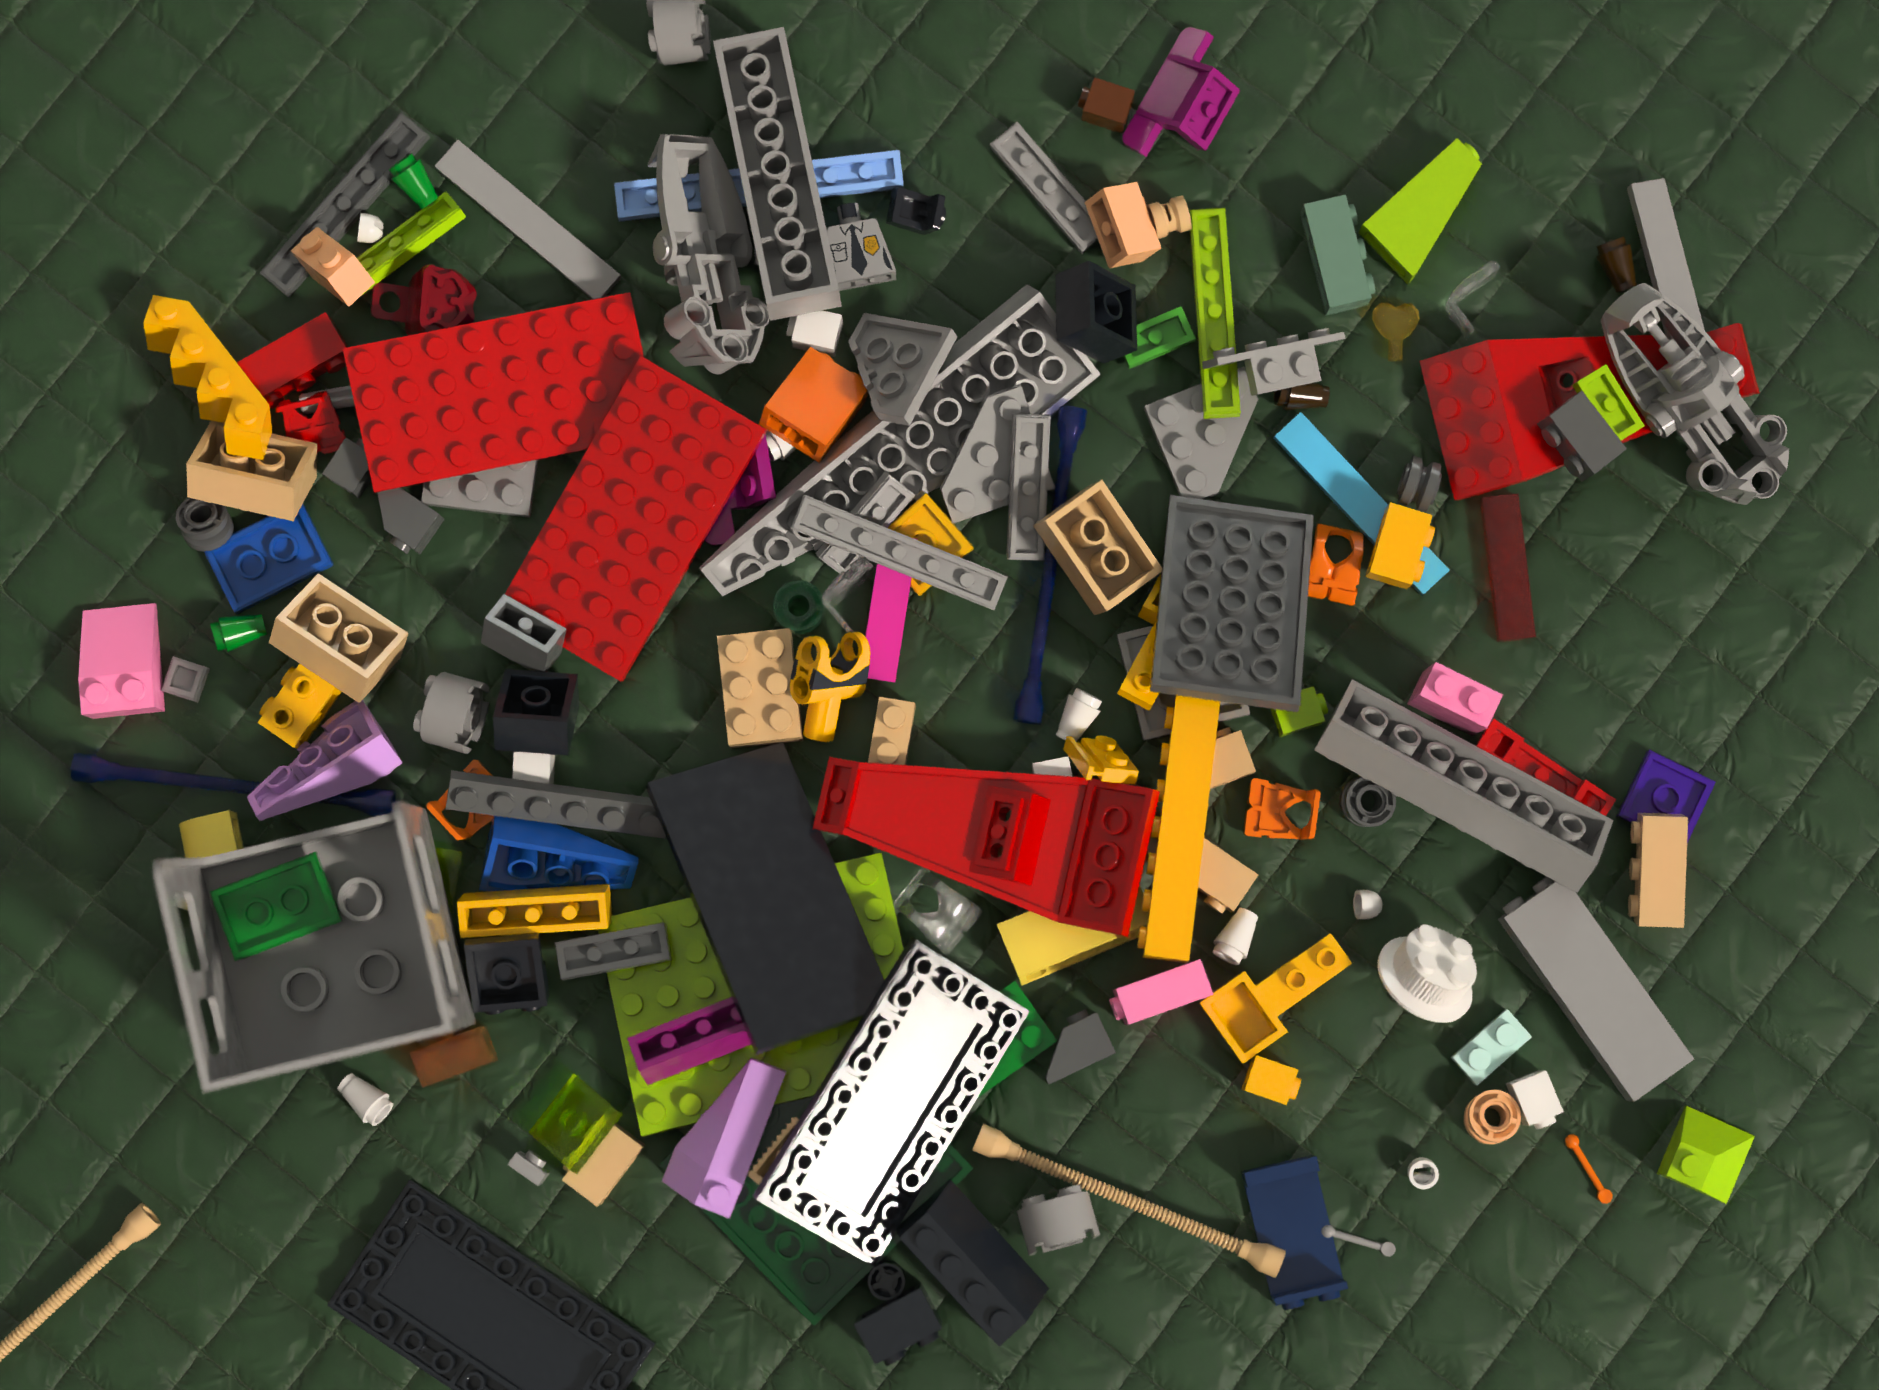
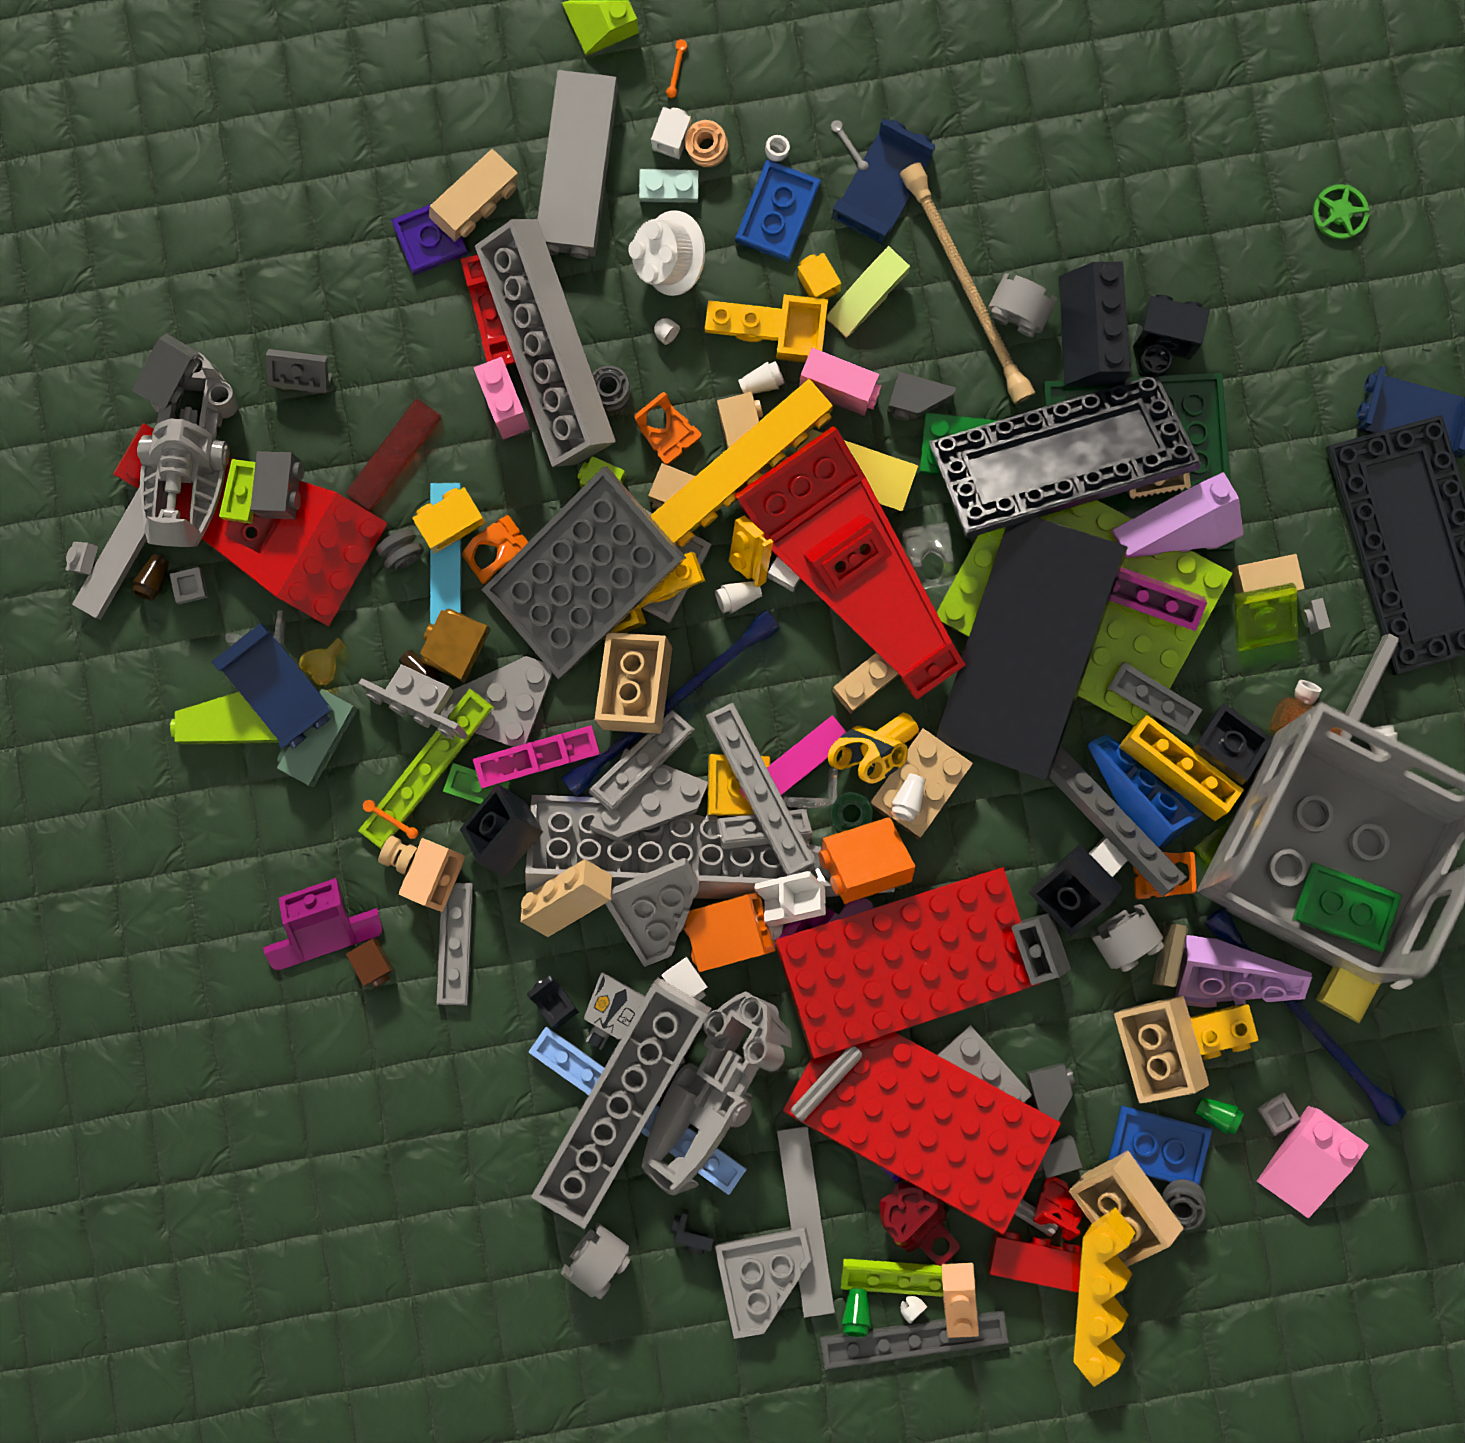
camera: 140 degrees left, 0 degrees up
(401, 728) = (1170, 955): none -> dark tan tile
(425, 1135) = (1370, 679): none -> light grey tile
(478, 1089) = (1307, 692): none -> white hinge
(525, 139) = (760, 1276): none -> light grey plate
(611, 119) = (694, 1240): none -> black bracket
(611, 346) = (826, 1083): none -> light grey axle
(747, 571) = (866, 860): none -> orange brick
(756, 657) = (909, 798): none -> white cone
(782, 479) = (792, 898): none -> white panel
(984, 303) = (566, 898): none -> tan brick
(1126, 409) = (536, 756): none -> dark pink slope
(1212, 1107) = (868, 292): none -> yellowish green slope
(1234, 237) = (369, 806): none -> orange hinge
(1291, 441) = (453, 643): none -> pearl gold torso
(1368, 1114) = (778, 210): none -> blue tile
(1412, 259) = (274, 686): none -> dark blue panel
(1578, 286) = (188, 585): none -> light grey plate
(1663, 561) = (297, 371): none -> dark grey bracket
(1696, 225) = (81, 558): none -> light grey plate
(1775, 444) = (166, 371): none -> dark grey brick

